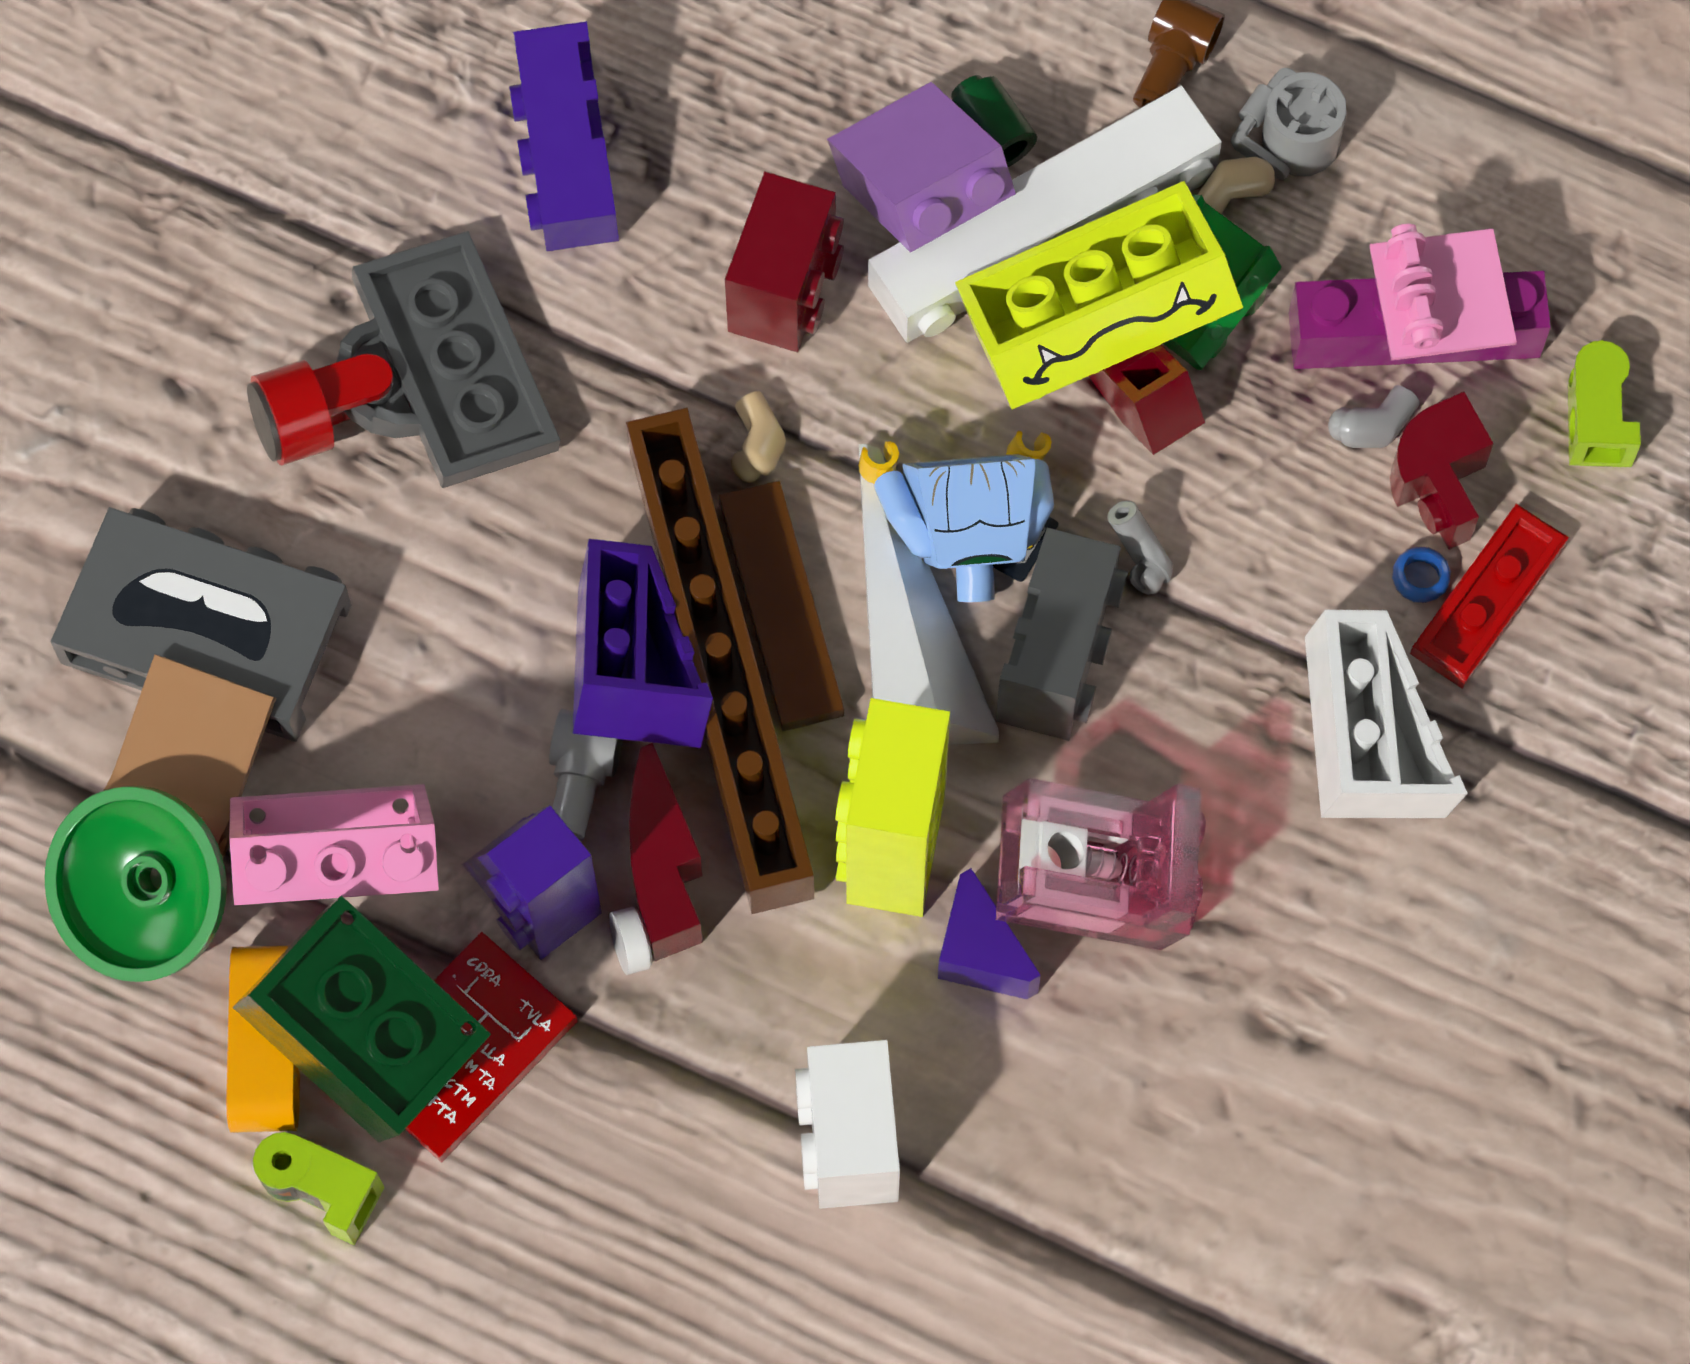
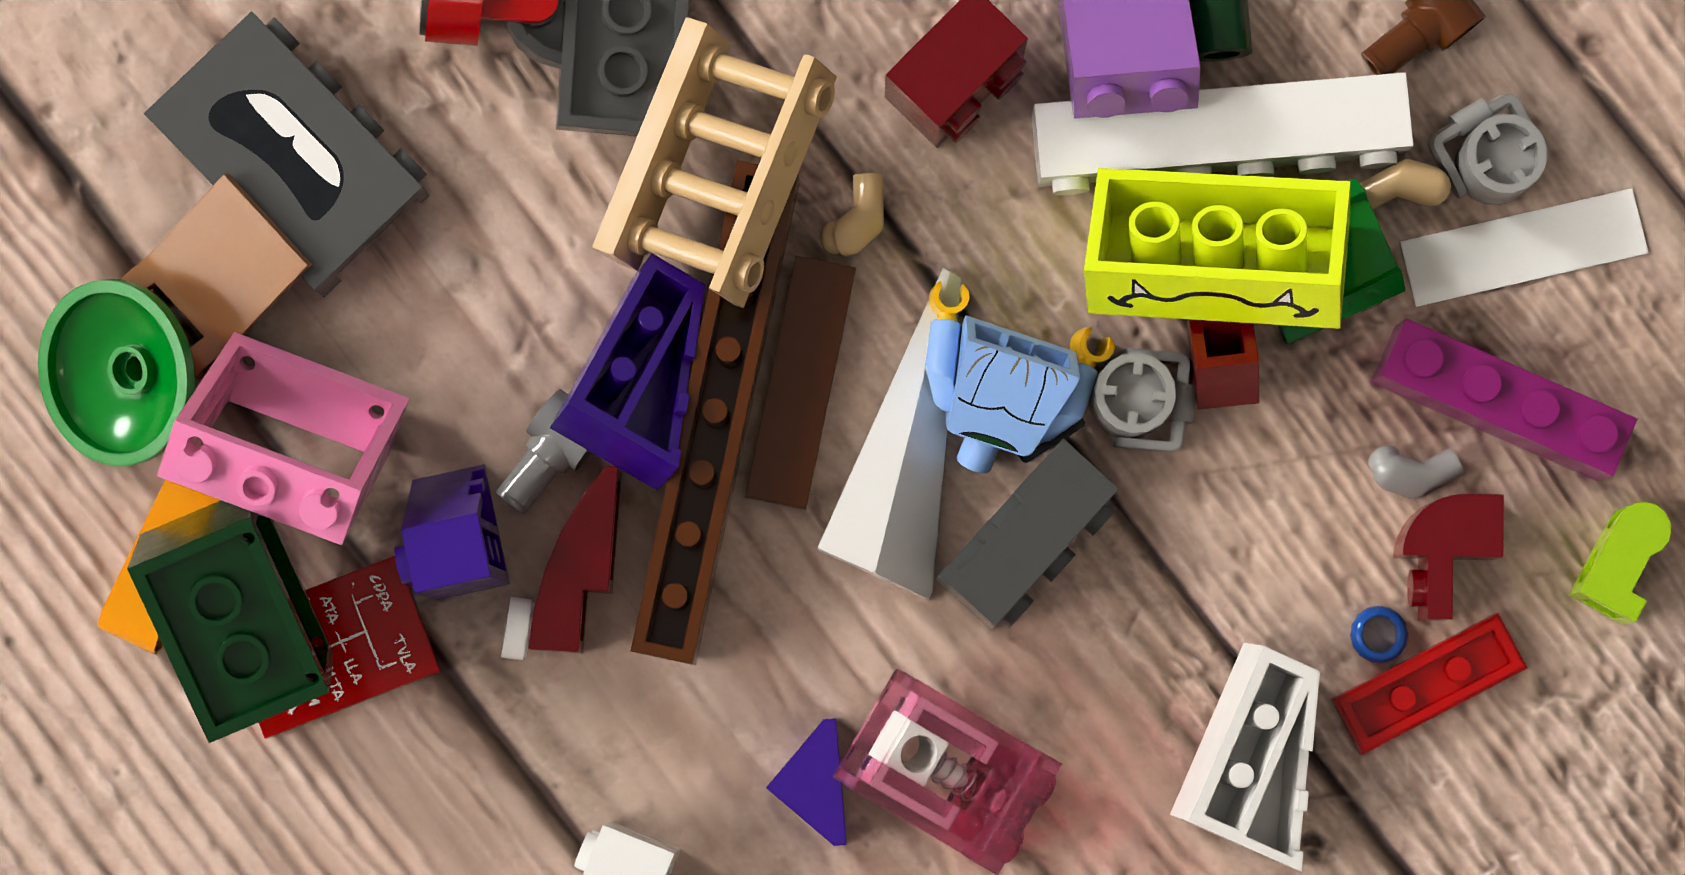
camera: 30 degrees right, 15 degrees up
(308, 1172) = (154, 707): lime leg -> none
(553, 413) = (663, 140): none -> tan fence
(892, 806) = (784, 647): neon yellow brick -> none
(1093, 465) = (1139, 394): none -> light grey piece
(1151, 560) = (1146, 489): light grey arm -> none
(1365, 194) = (1524, 247): none -> white sticker
(1441, 292) = (1528, 402): bright pink hinge -> none

